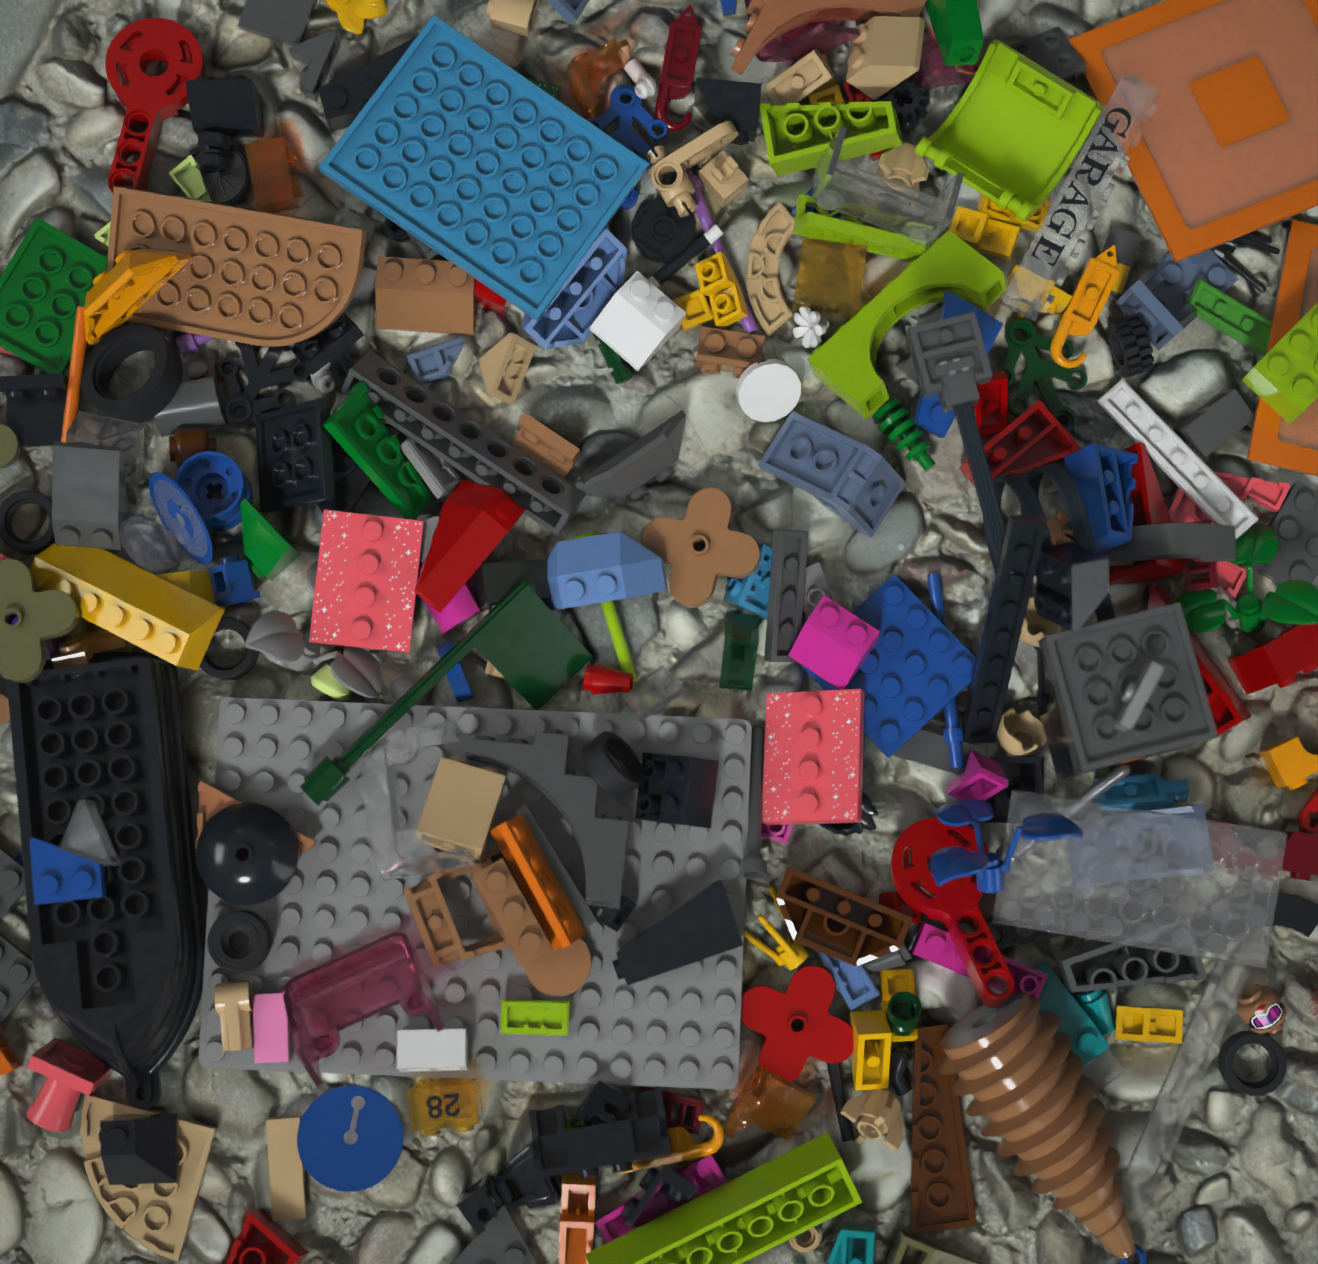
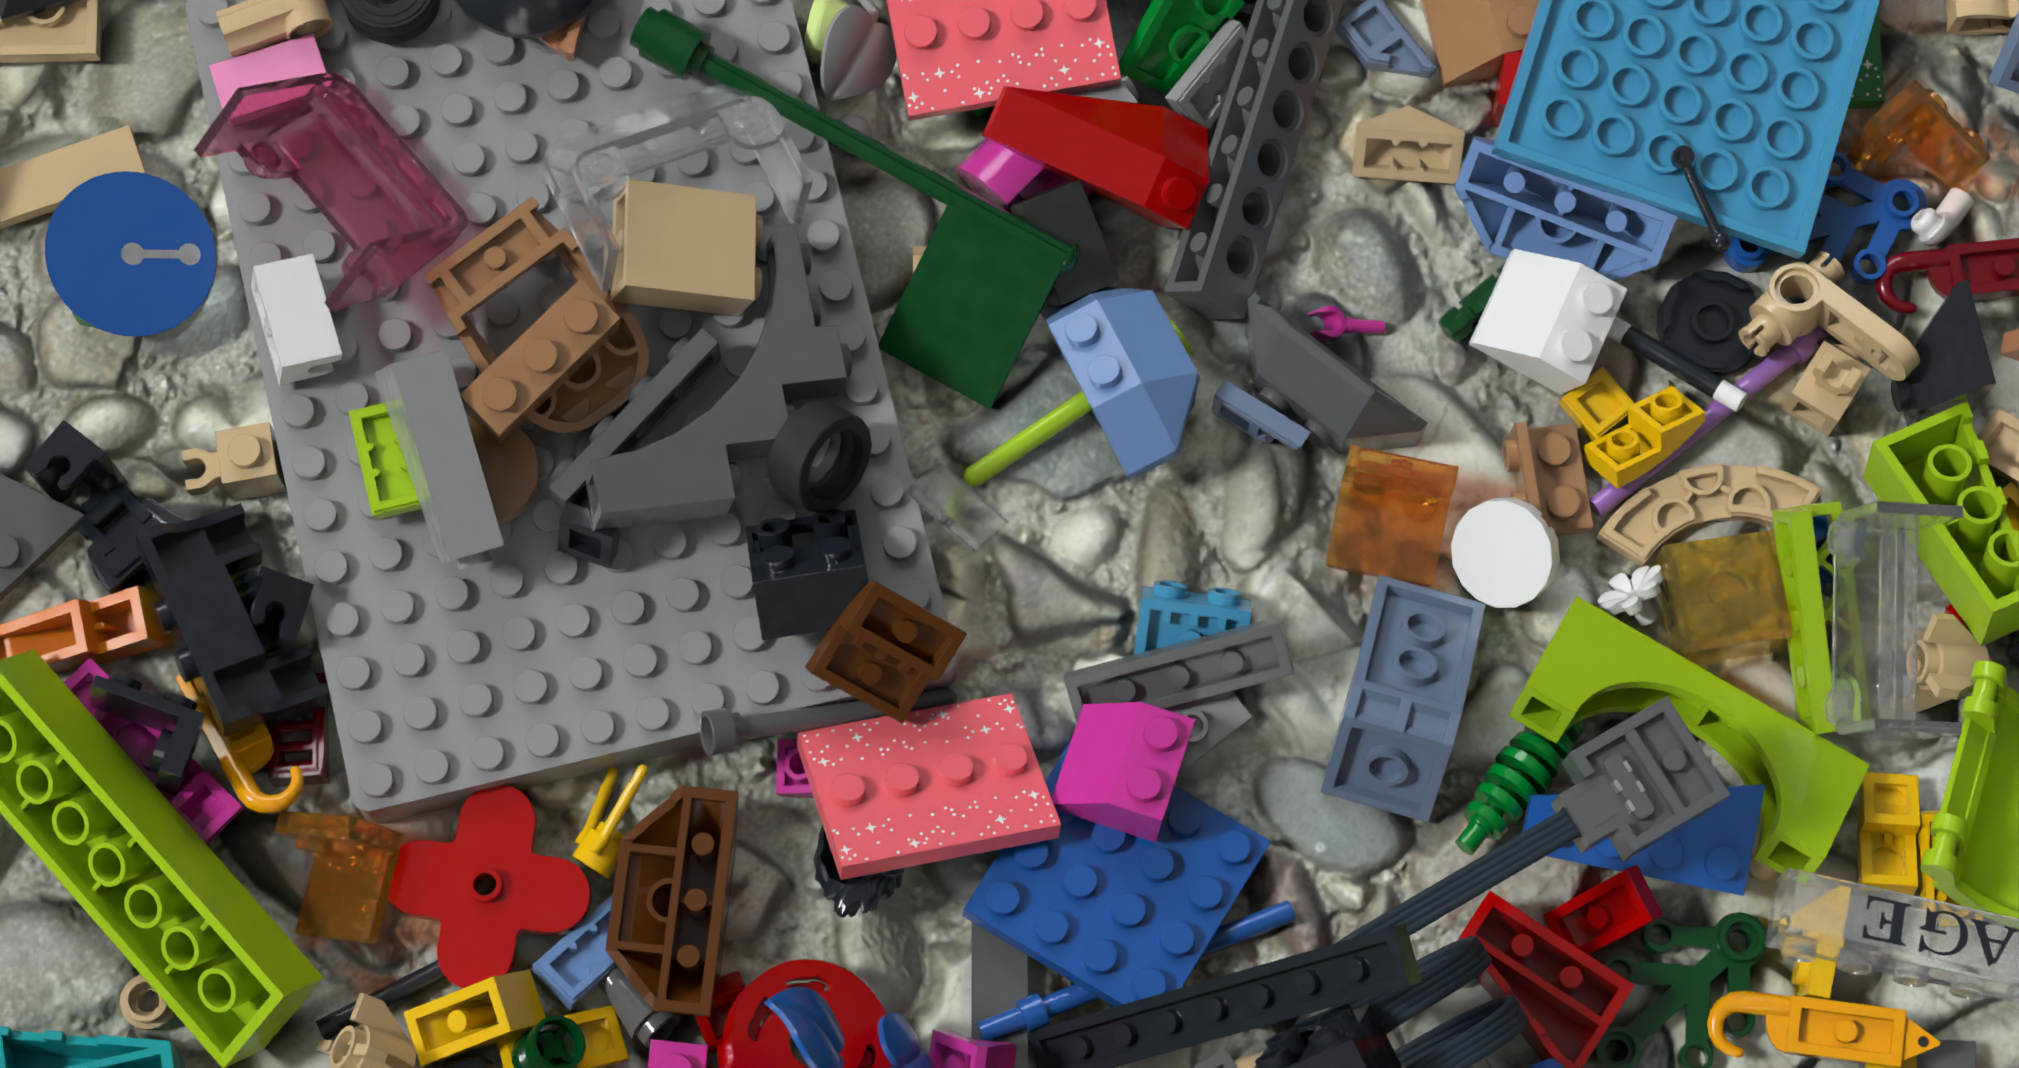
camera: 80 degrees right, 10 degrees down
(444, 1105) = (215, 367): clear yellow brick -> none
(456, 676) = (893, 210): blue beam -> none
(501, 1103) = (244, 463): none -> tan brick
(538, 882) = (602, 393): orange fence -> none
(545, 446) = (1298, 237): medium nougat bracket -> none
(549, 986) = (441, 457): none -> light grey slope
(575, 212) = (1682, 159): none -> black hinge
(602, 442) = (1336, 324): none -> dark pink hand
(605, 680) = (957, 431): red cone -> none
(648, 504) = (1256, 417): none -> sand blue tile
(684, 936) = (582, 653): black slope -> none
(725, 552) = (1215, 519): medium nougat plant -> none
(728, 449) = (1391, 515): none -> clear orange bracket
(736, 759) = (885, 650): none -> reddish brown slope
(739, 651) = (1066, 627): clear green slope -> none

